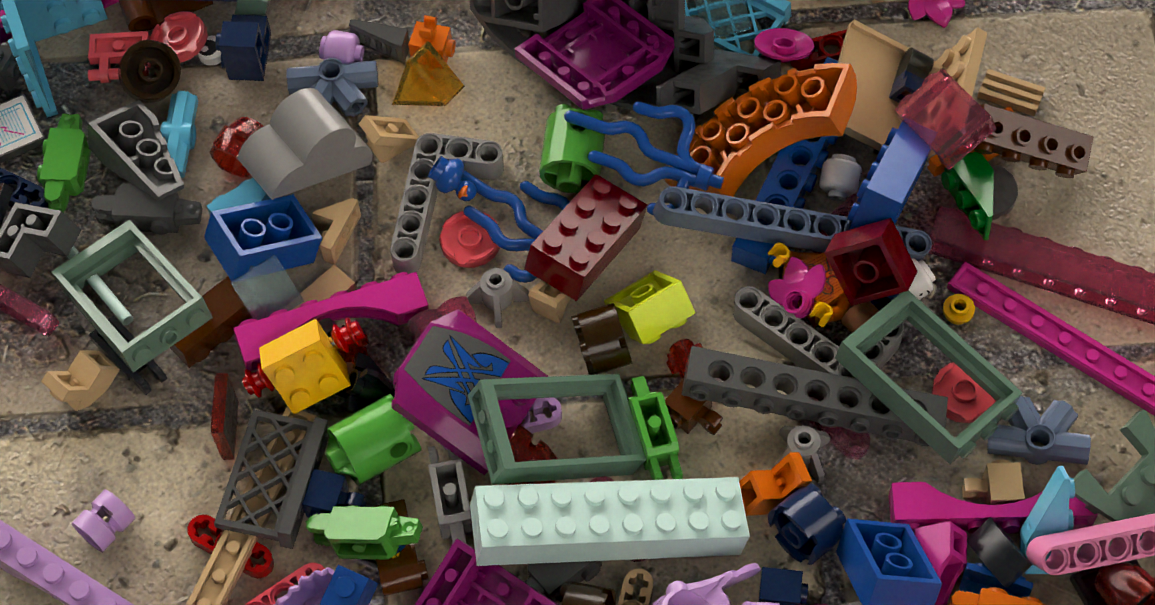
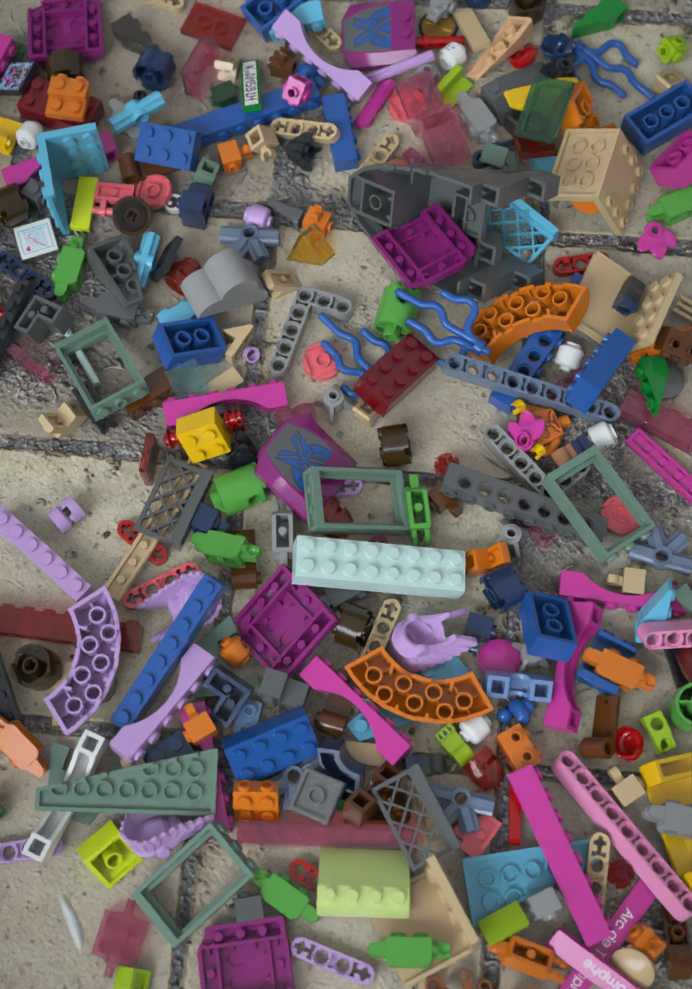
camera: 10 degrees right, 10 degrees up
(73, 70) = (84, 201): none -> neon yellow tile
(211, 125) = (166, 259): none -> black tile
(362, 247) = (253, 356): none -> lavender hinge
(448, 177) = (313, 320): blue animal -> none
(652, 306) = (430, 426): neon yellow slope -> none
(784, 44) = (549, 258): dark pink dish -> none
(871, 262) = (575, 423): dark red brick -> none
(946, 118) = (642, 332): clear pink panel -> none
(956, 316) = (628, 464): yellow plate -> none
(998, 552) = (619, 626): black slope -> none

